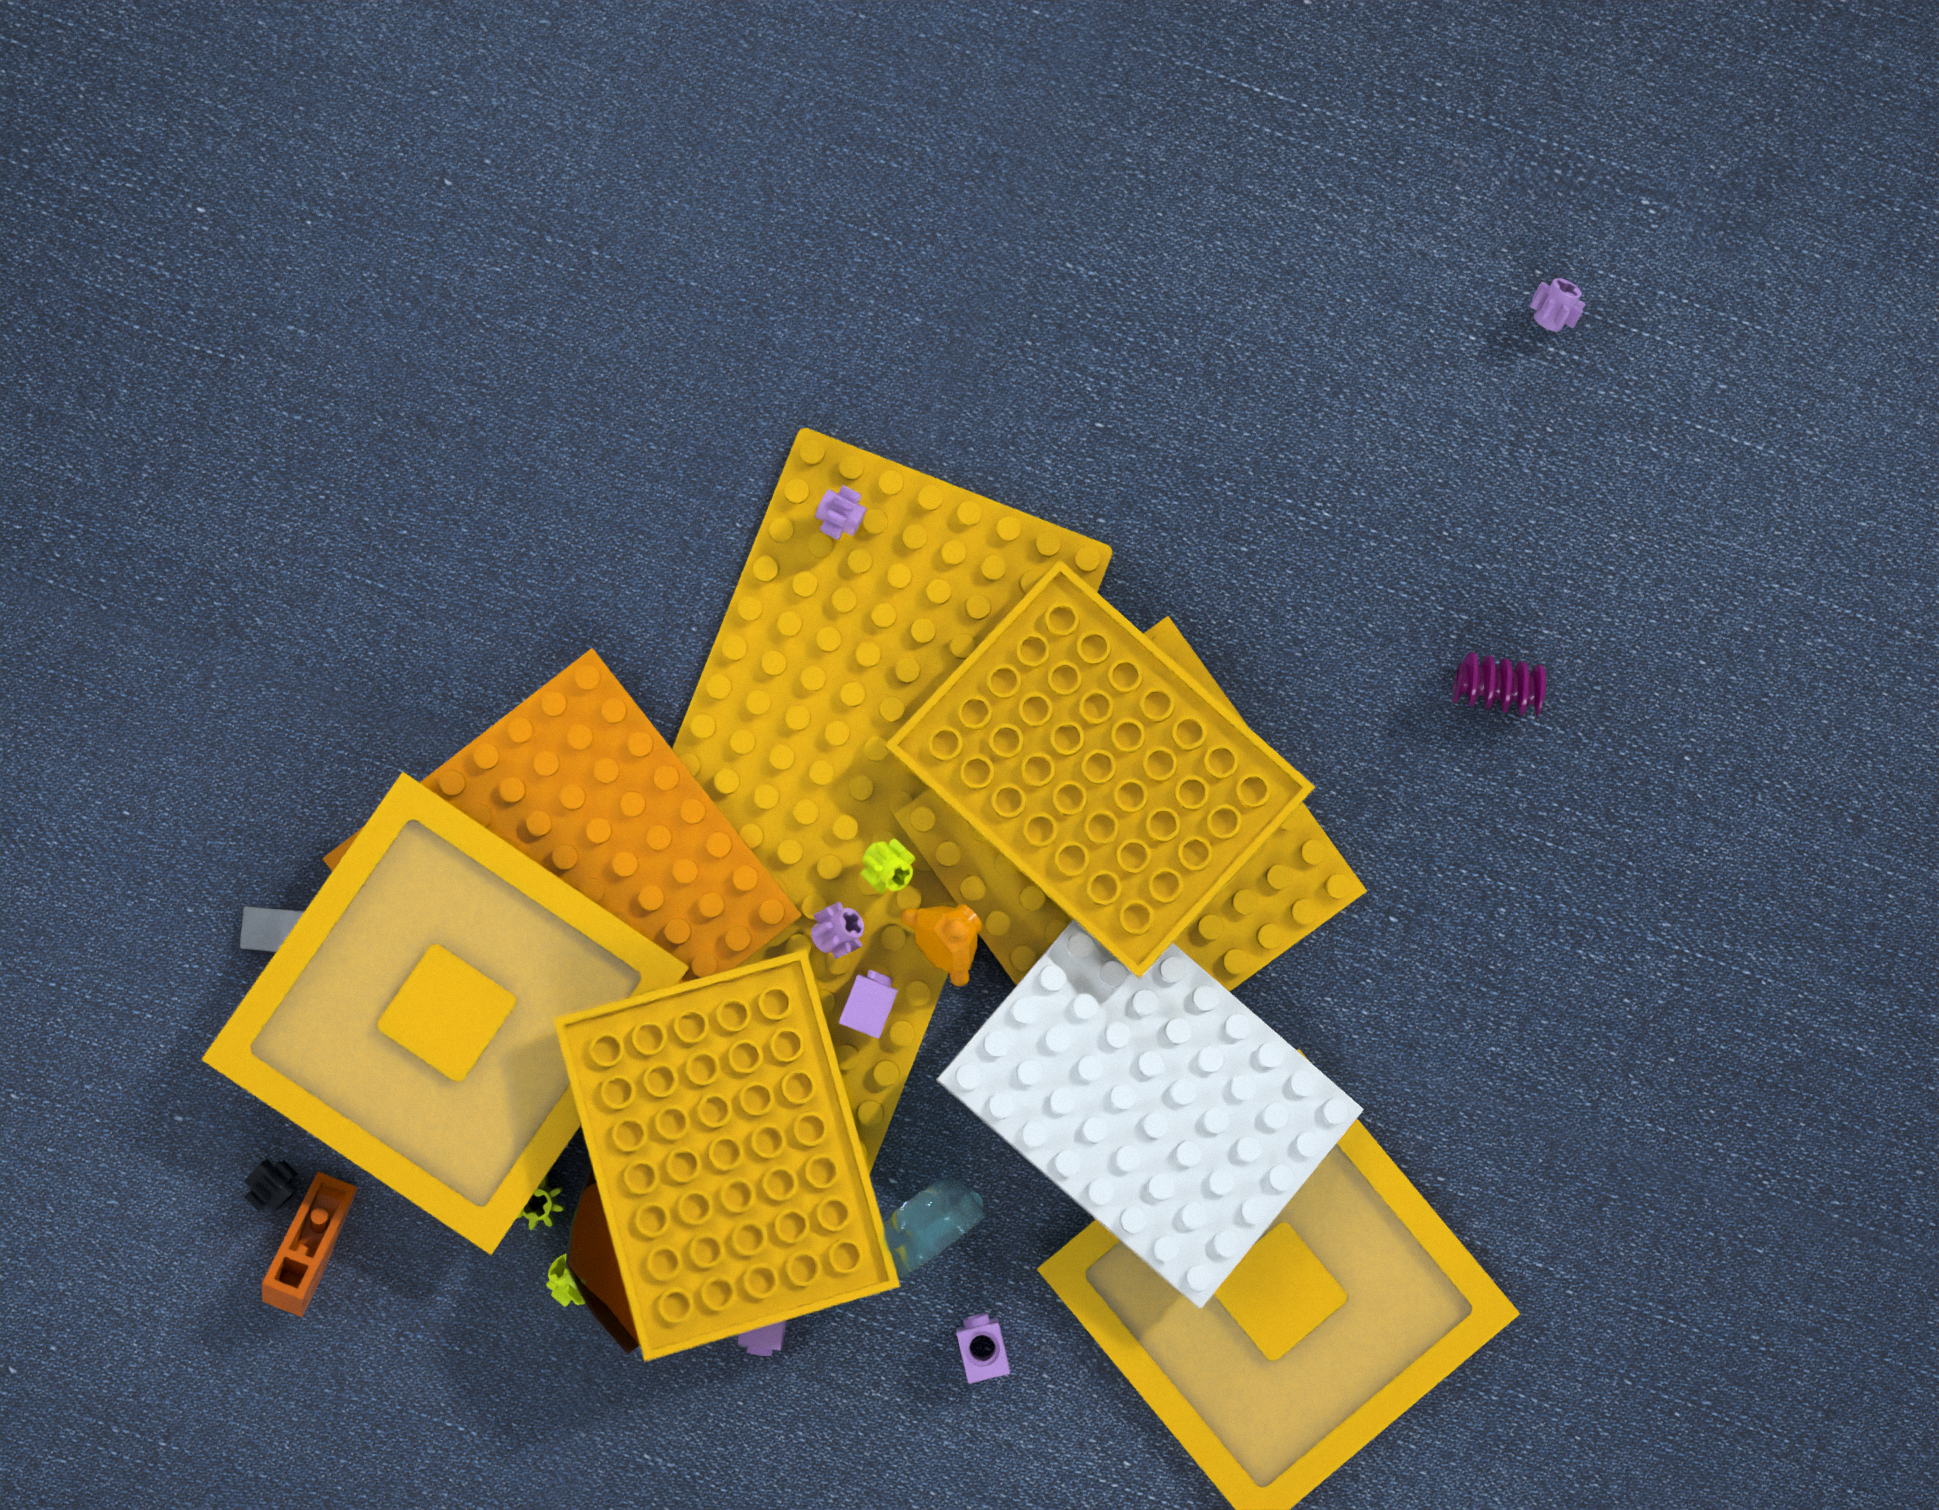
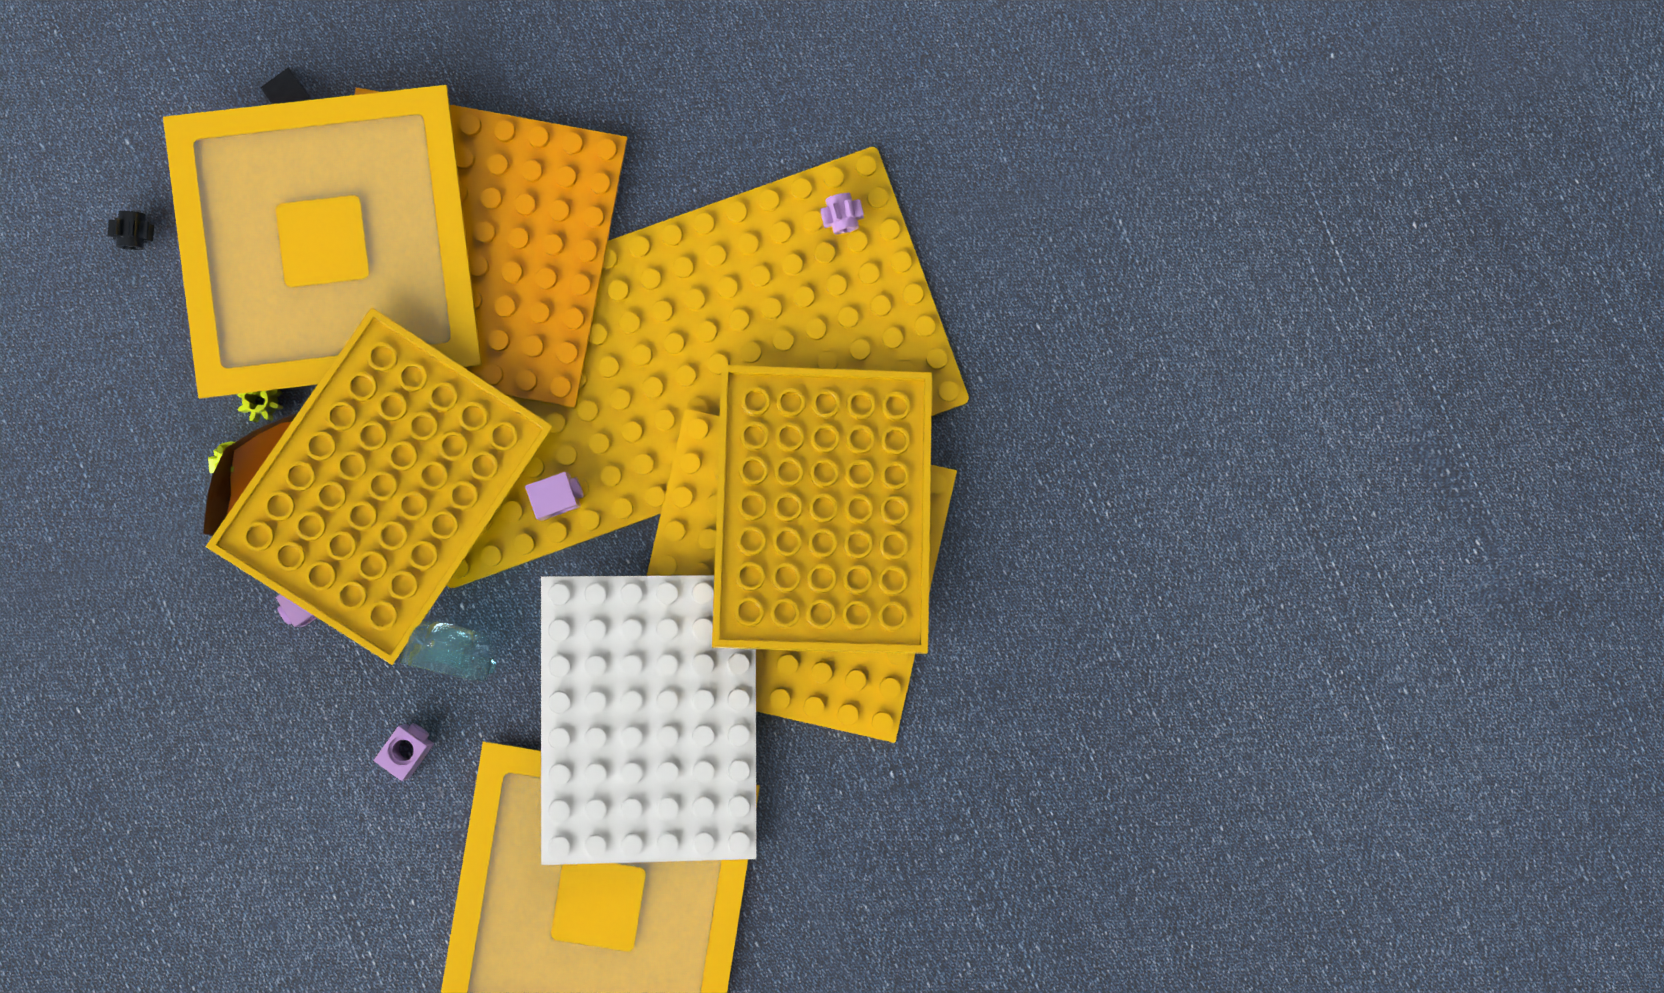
camera: 50 degrees right, 0 degrees up
(308, 1245) = (113, 284): orange slope -> none
(837, 930) = (583, 436): lavender gear -> none
(887, 866) = (649, 432): neon yellow gear -> none
(946, 937) = (637, 507): light orange rock -> none
(1500, 683) = (1096, 713): magenta piece -> none
(1557, 304) = (1364, 542): lavender gear -> none

